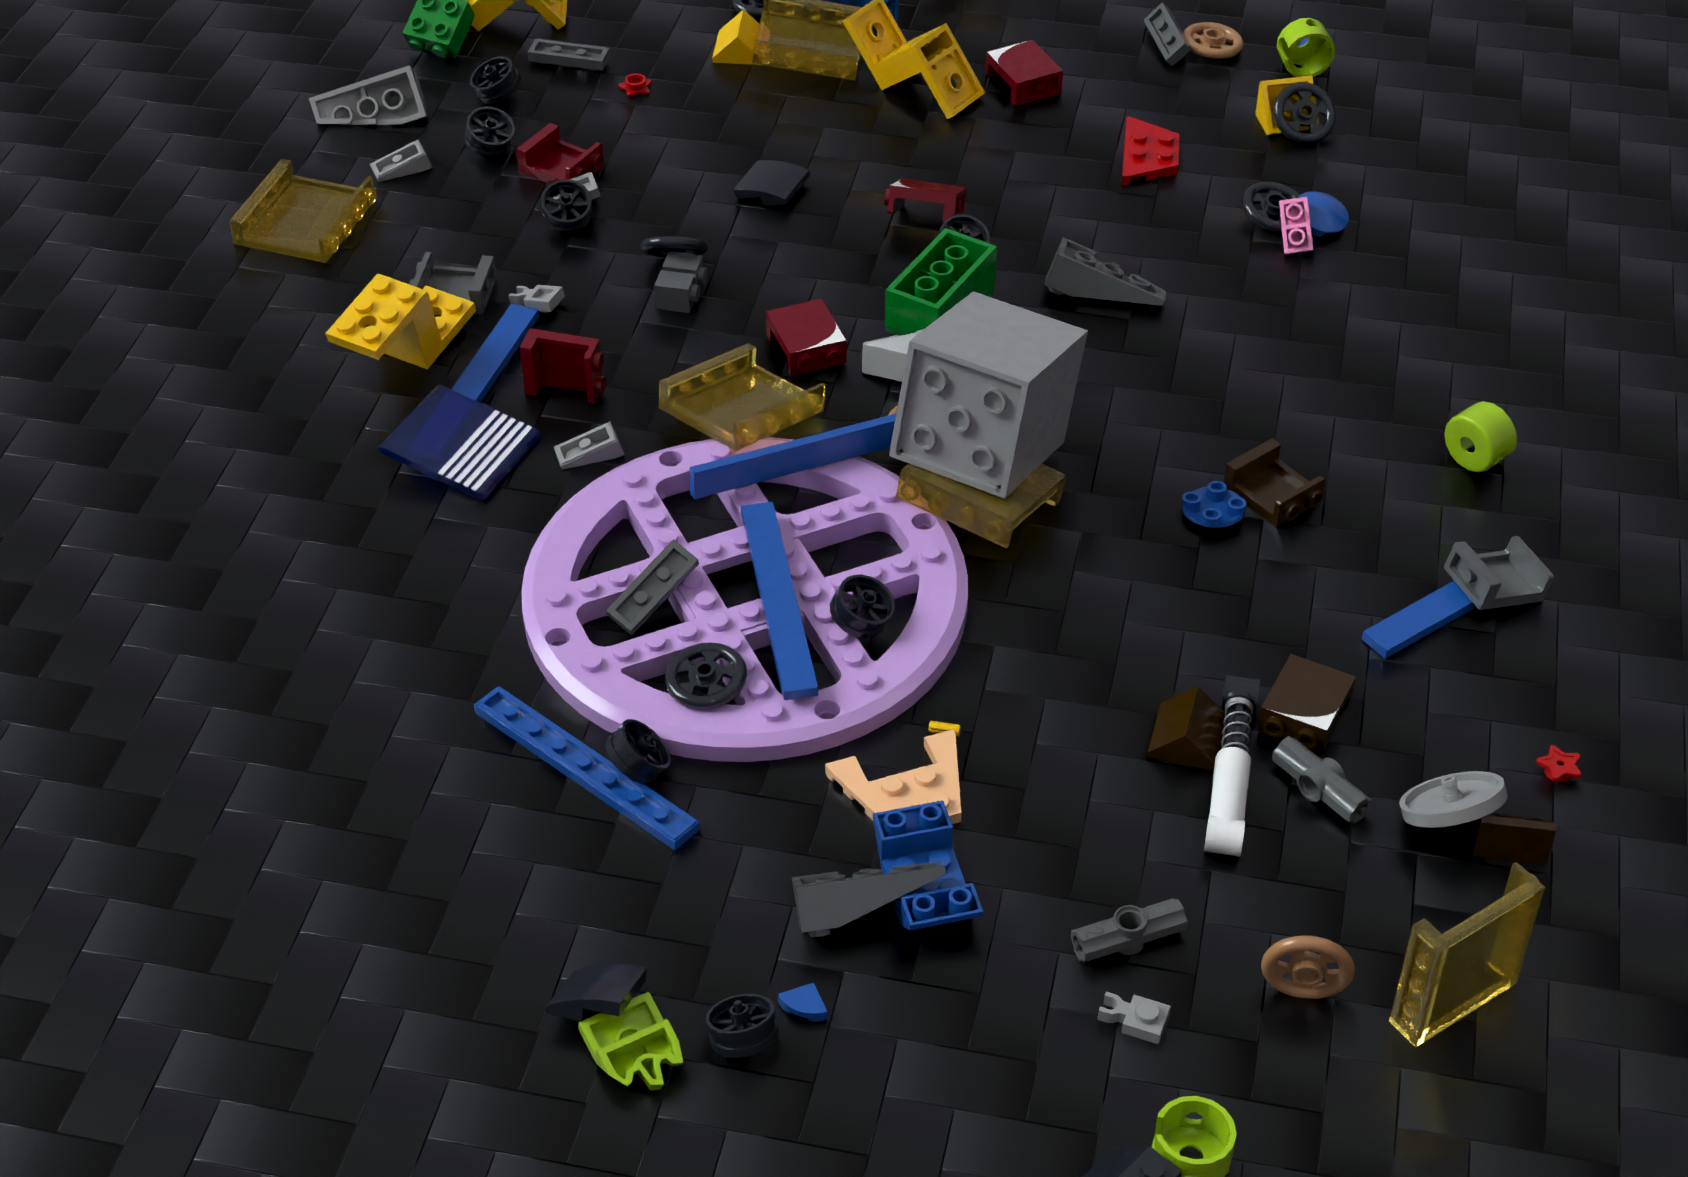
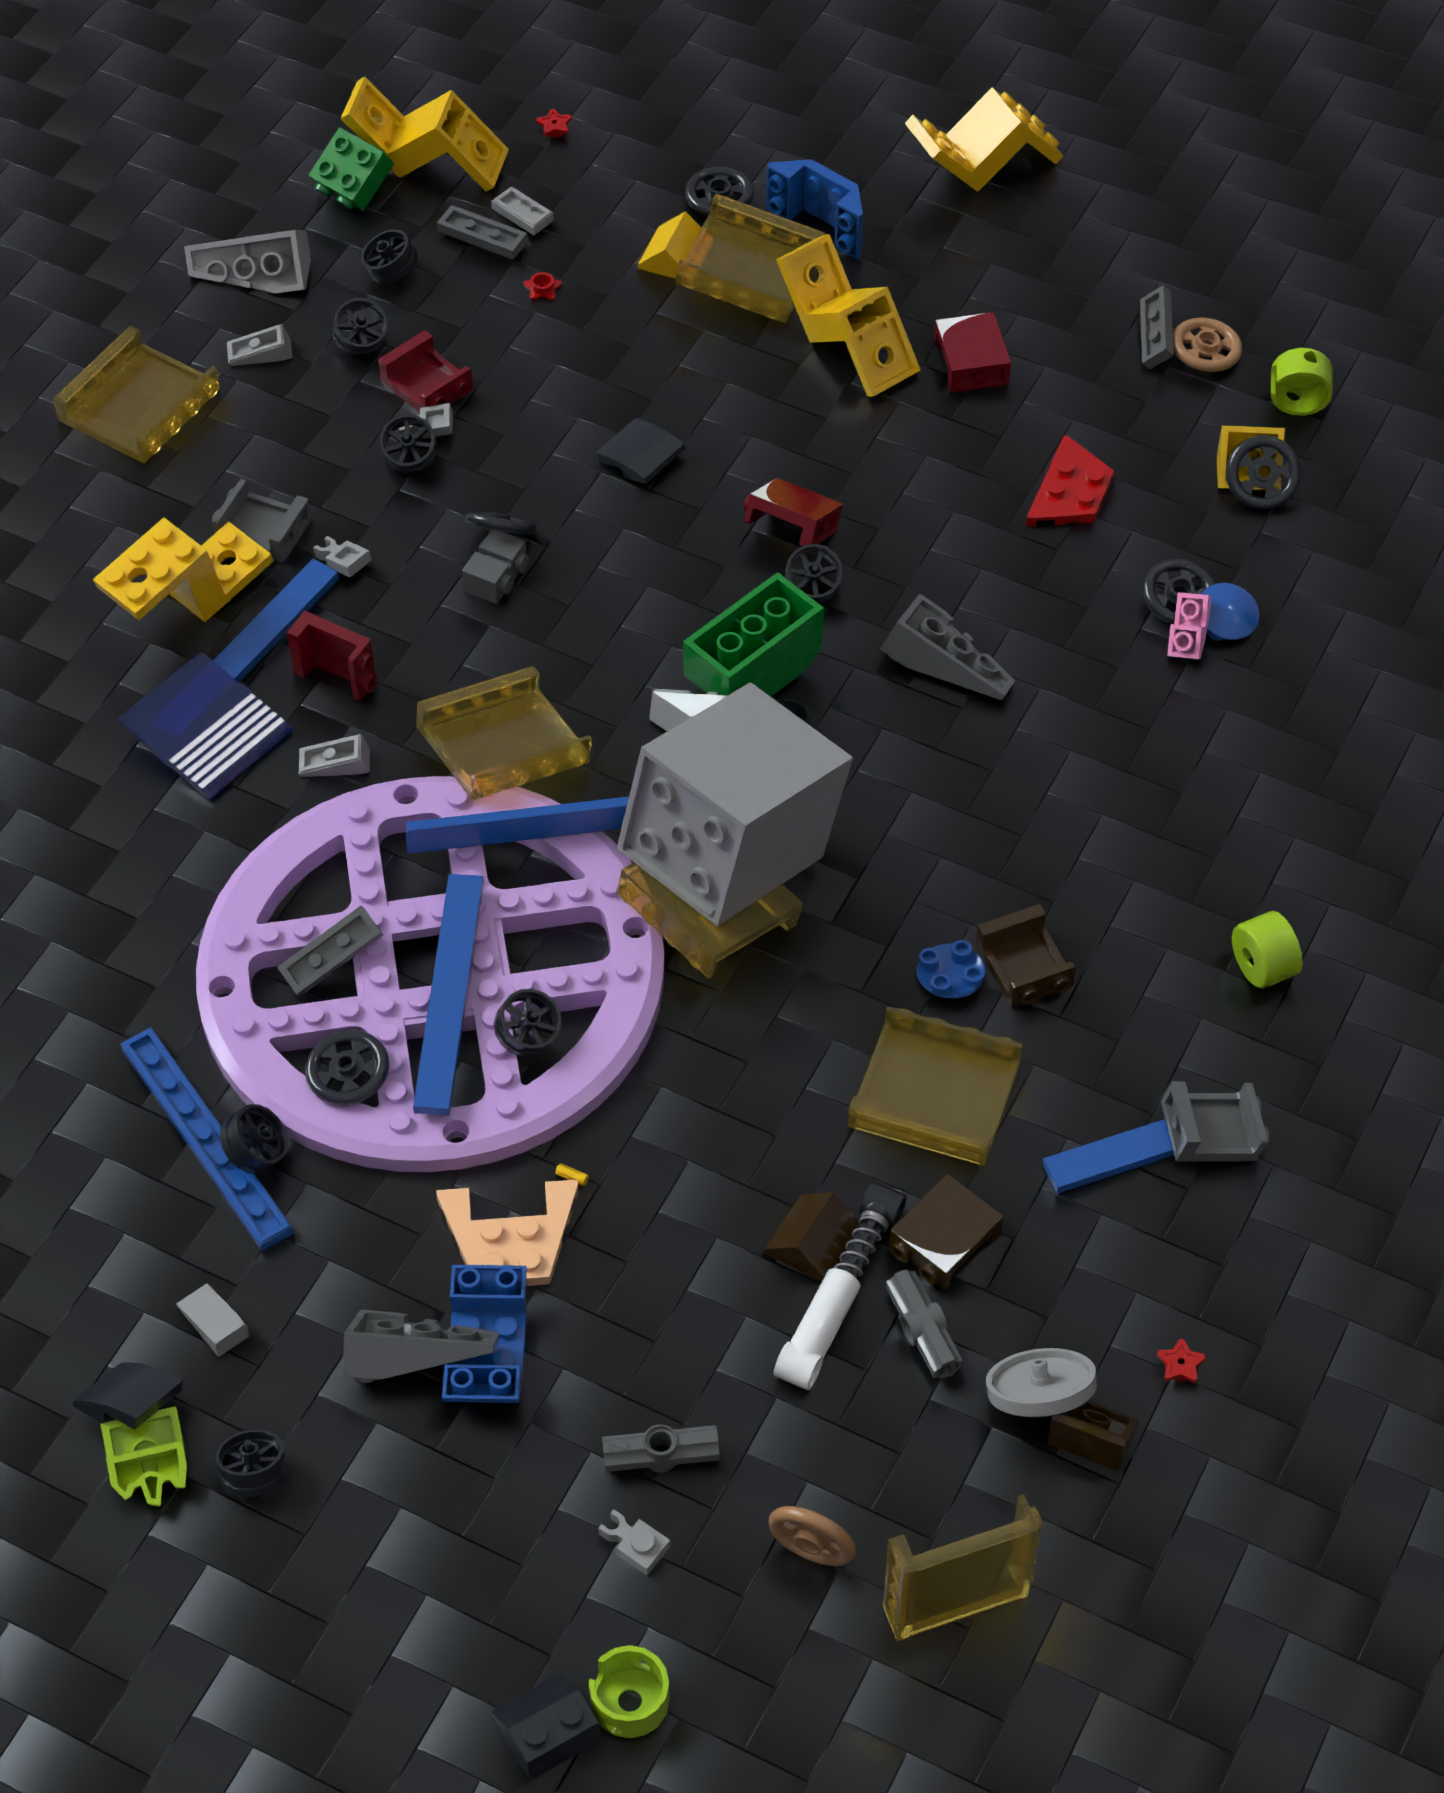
camera: 15 degrees right, 10 degrees up
(597, 34) = (522, 210): none -> light grey plate
(653, 915) = (213, 1319): none -> light grey slope
(804, 1002) = (323, 1449): blue tile -> none
(807, 336) = (602, 665): dark red panel -> none
(1242, 594) = (936, 1086): none -> clear yellow panel

